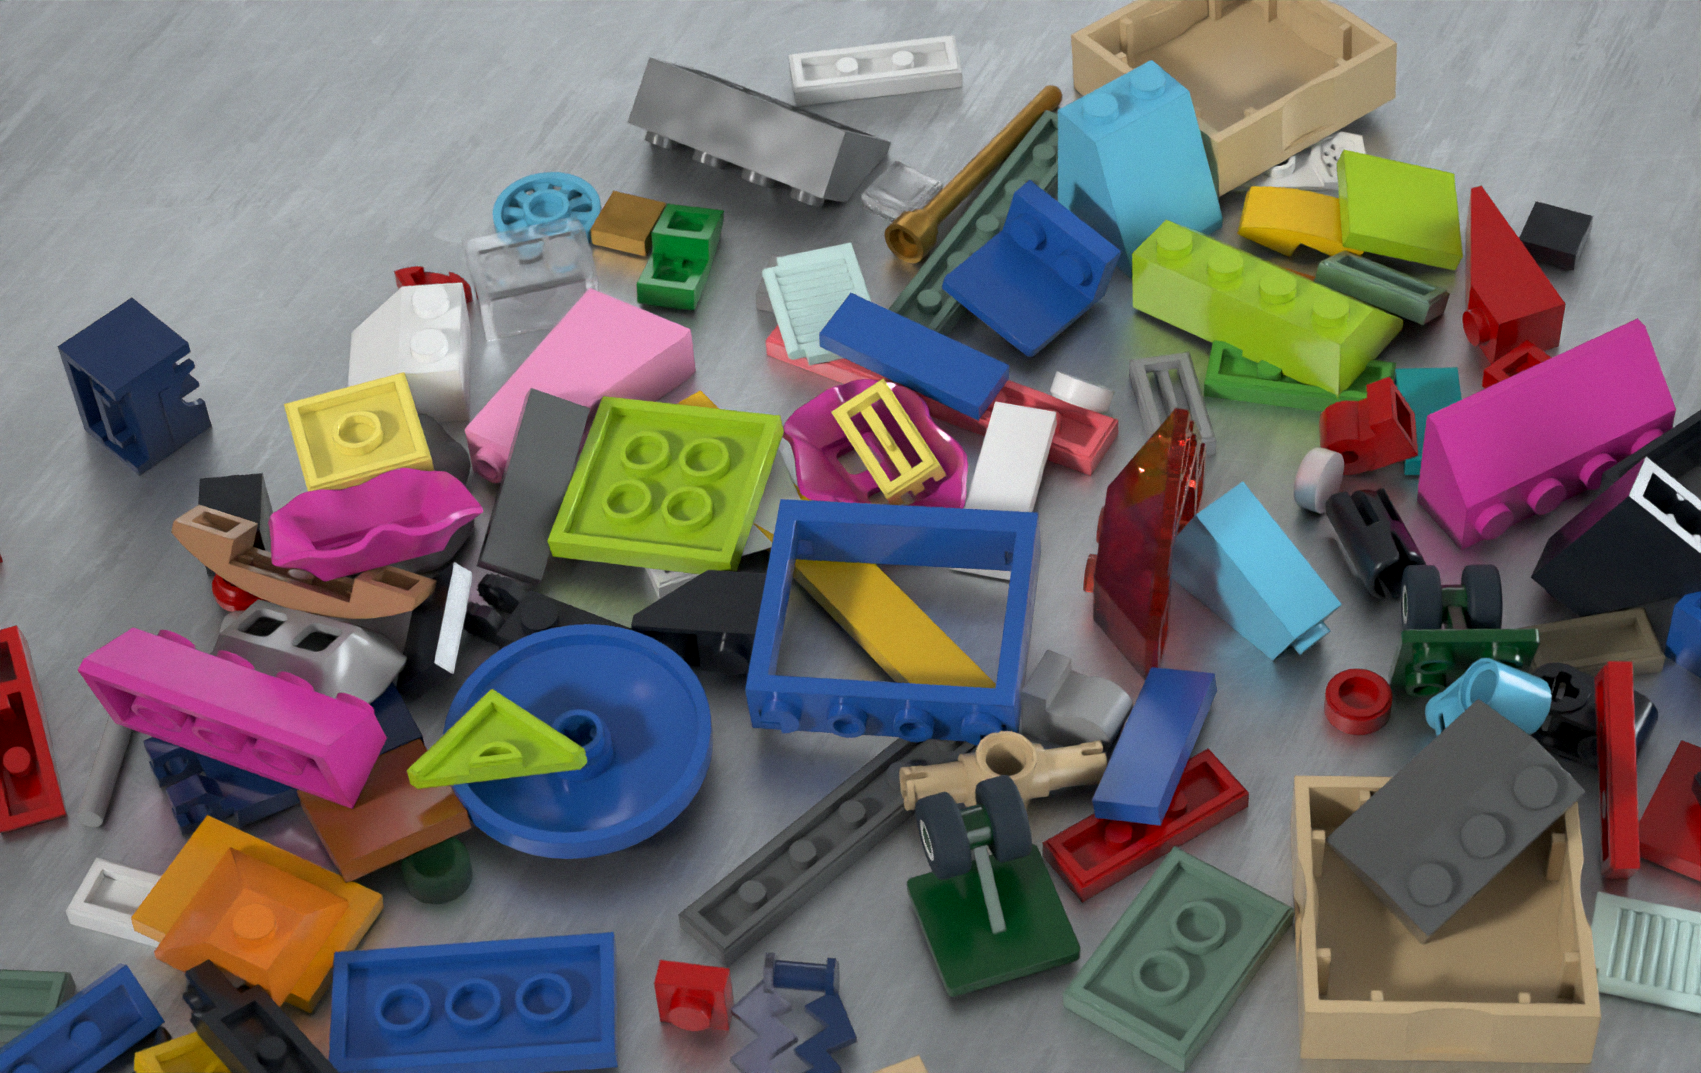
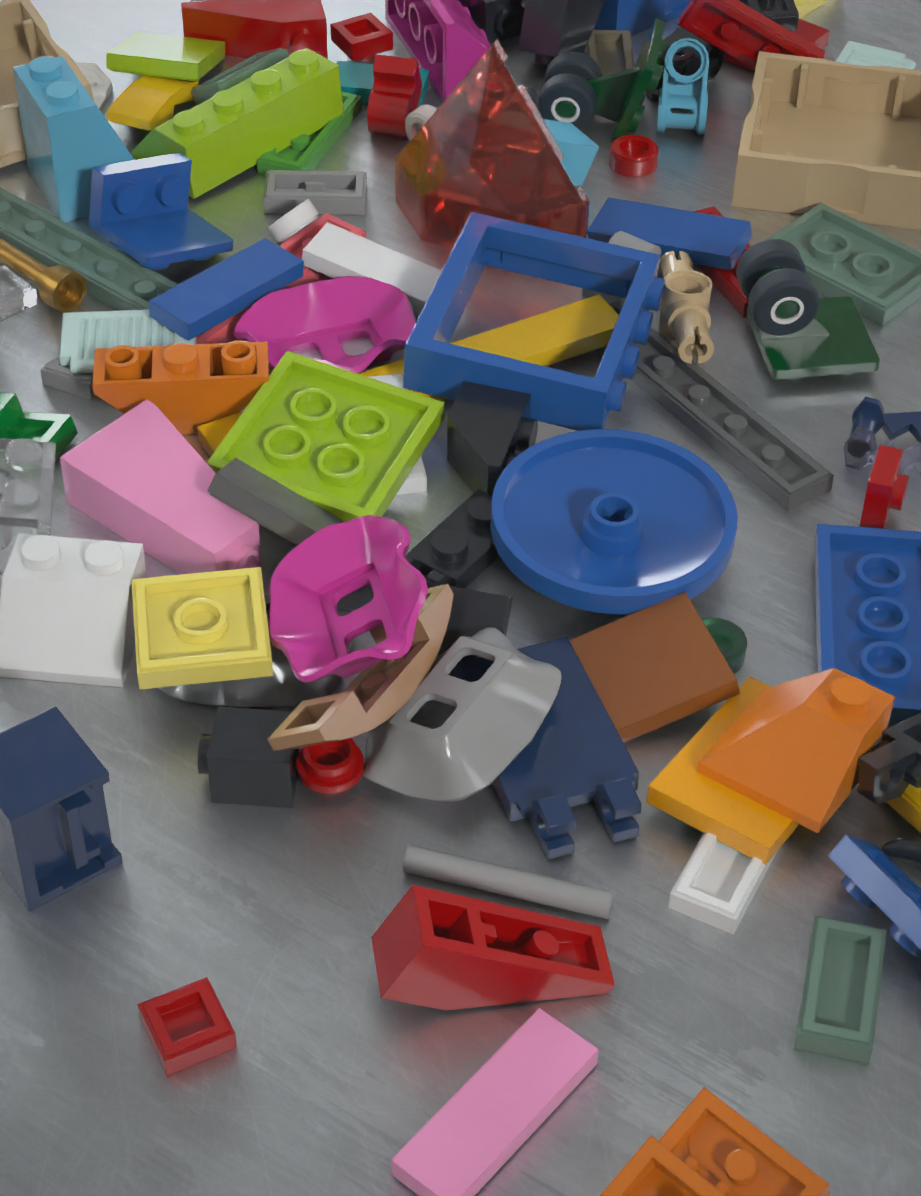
camera: 85 degrees left, 5 degrees down
(237, 713) = (573, 708): dark pink slope -> none
(495, 743) = (627, 553): lime tile -> none
(738, 343) = (182, 379): none -> orange slope
(910, 477) = (325, 321): light yellow tile -> none
(1454, 818) = (801, 87): dark grey slope -> none

